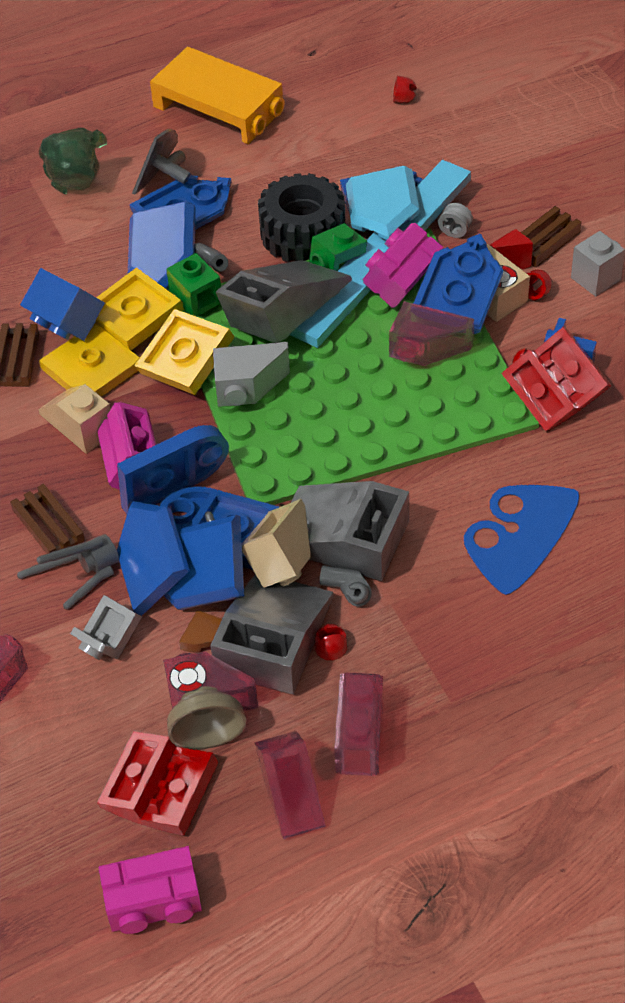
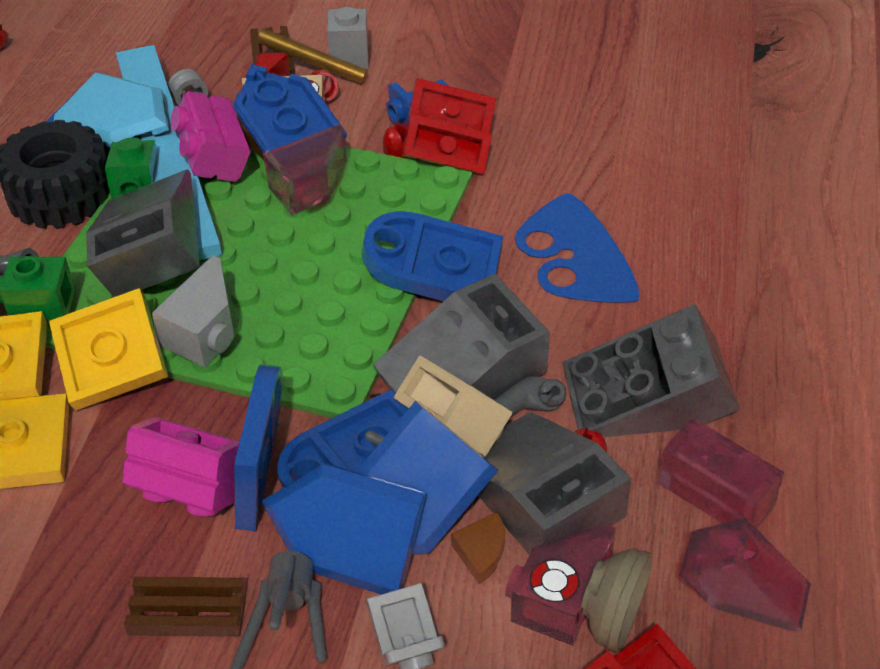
camera: 55 degrees left, 5 degrees down
(77, 415) = (75, 488): tan slope -> none
(421, 455) = (429, 254): none -> blue tile
(423, 642) = (652, 378): none -> flat silver slope
(560, 258) = (312, 56): none -> pearl gold bar

